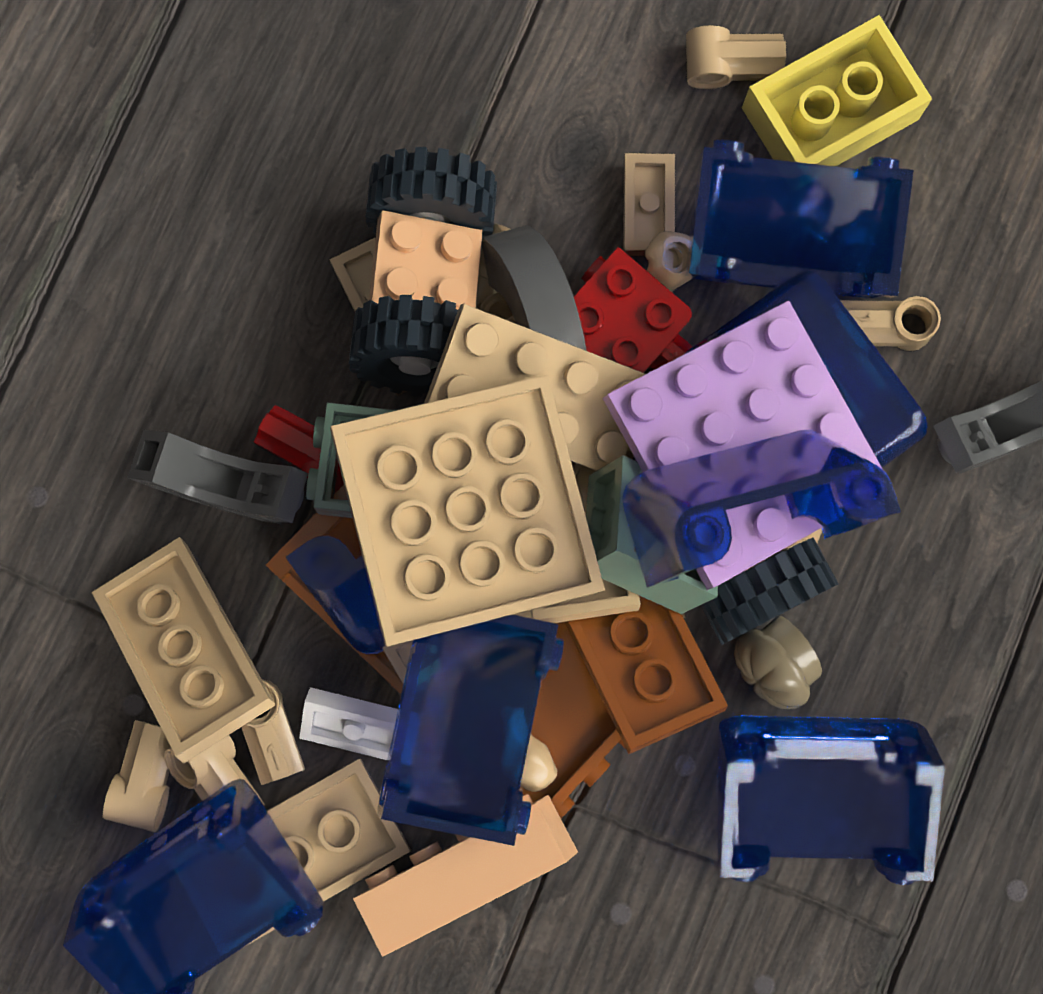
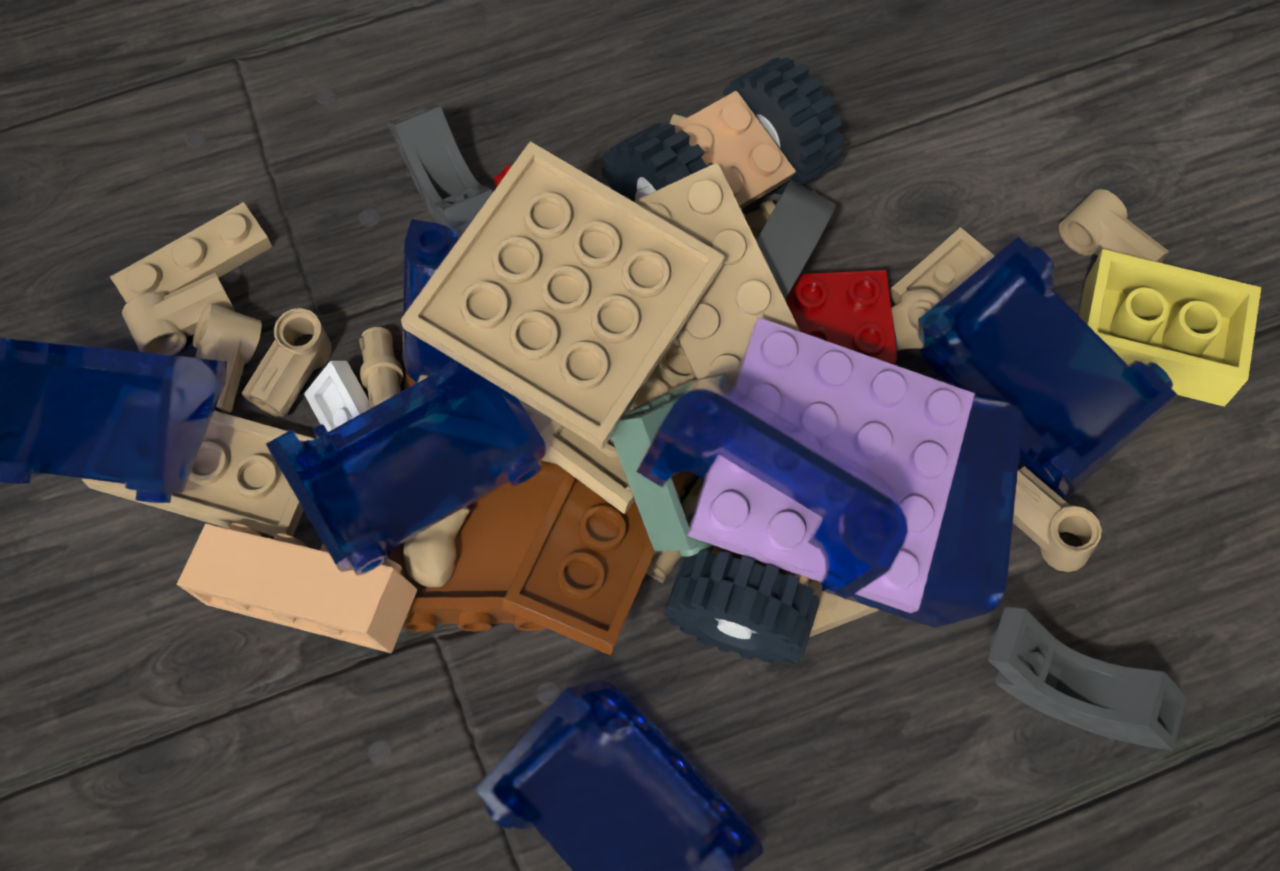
camera: 50 degrees right, 15 degrees down
(97, 727) = (209, 249): none -> tan plate
(182, 650) = (291, 253): tan plate -> none
(344, 671) = (381, 370): none -> tan pin
(778, 663) = (694, 677): dark tan piece -> none

